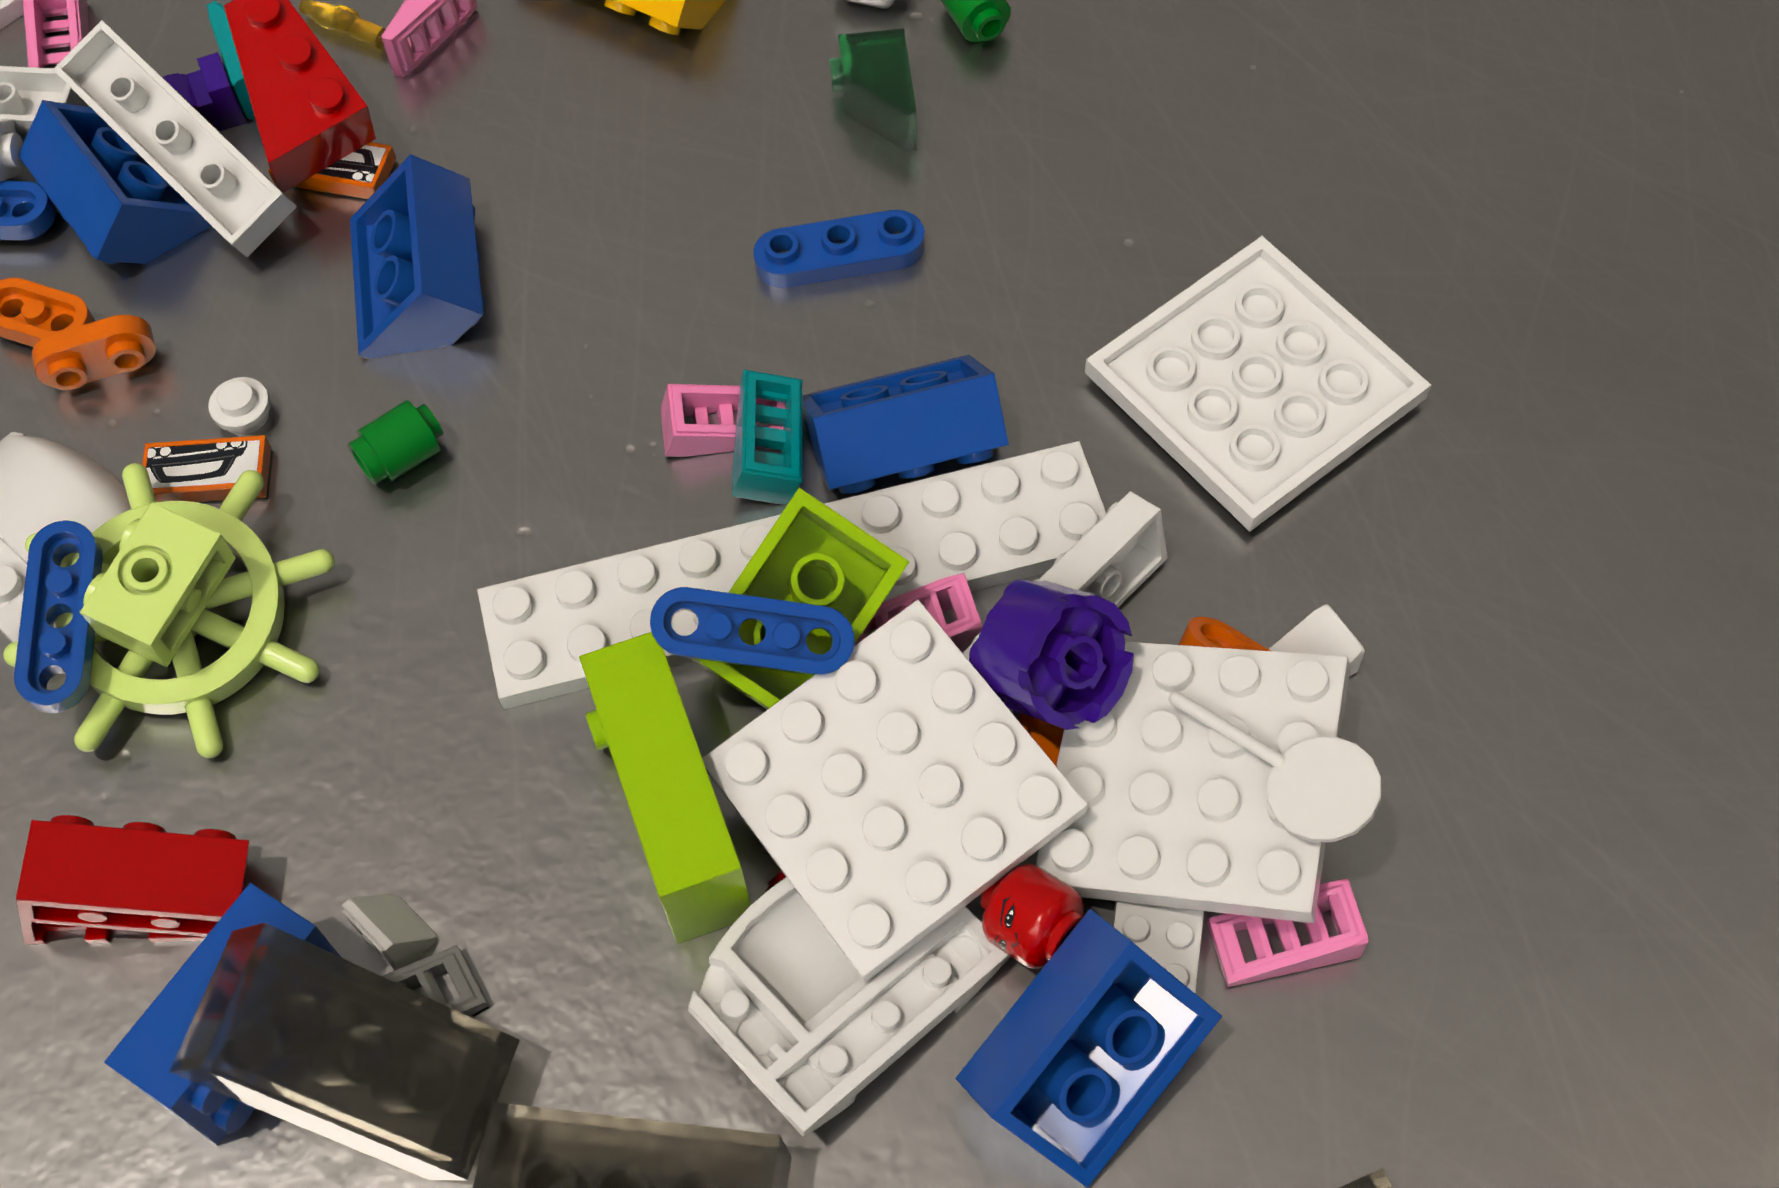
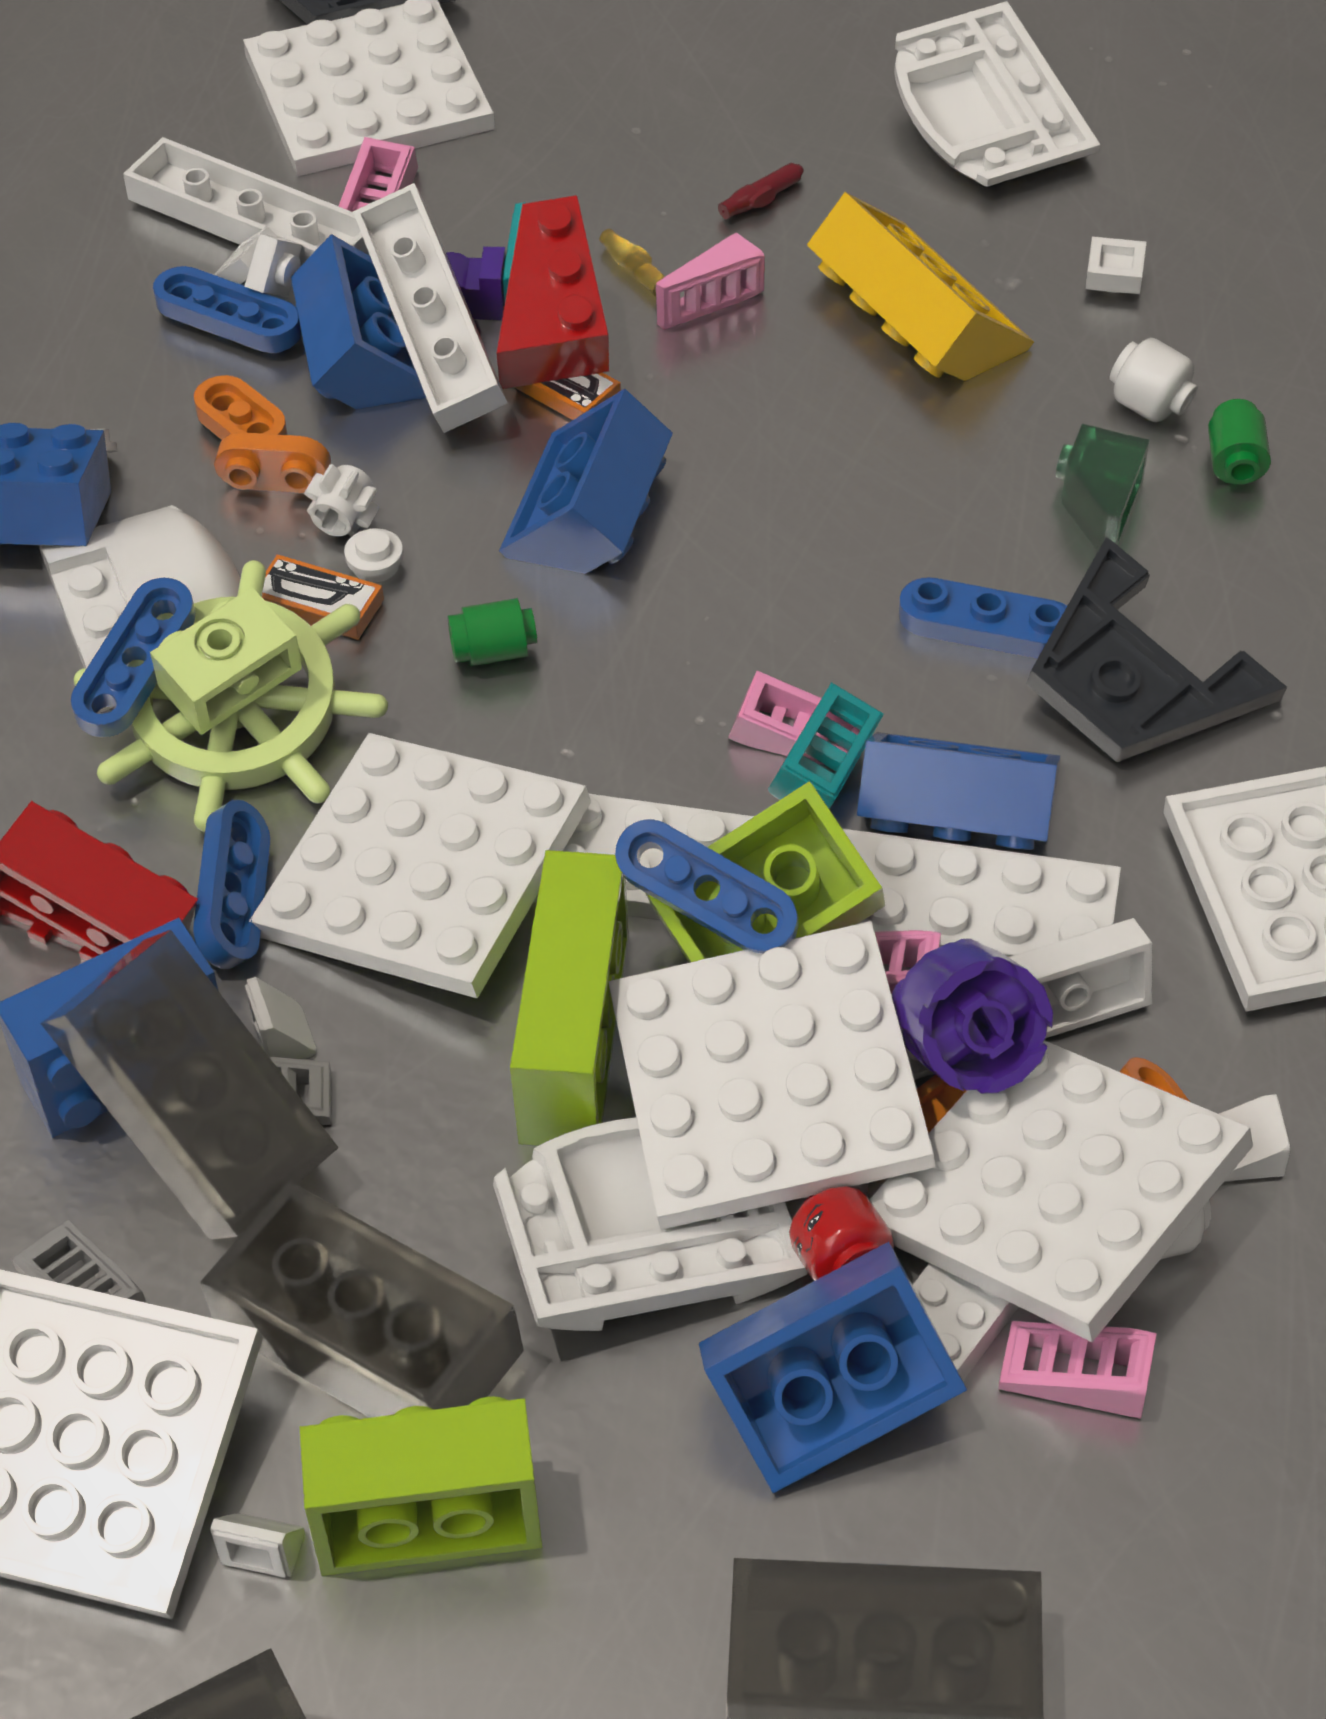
camera: 25 degrees right, 10 degrees down
(183, 364) = (341, 500): none -> white gear
(271, 805) = (231, 884): none -> blue plate
(447, 707) = (421, 864): none -> white plate
(988, 264) = (1123, 683): none -> black wing
(1316, 787) = (1149, 1220): white piece -> none

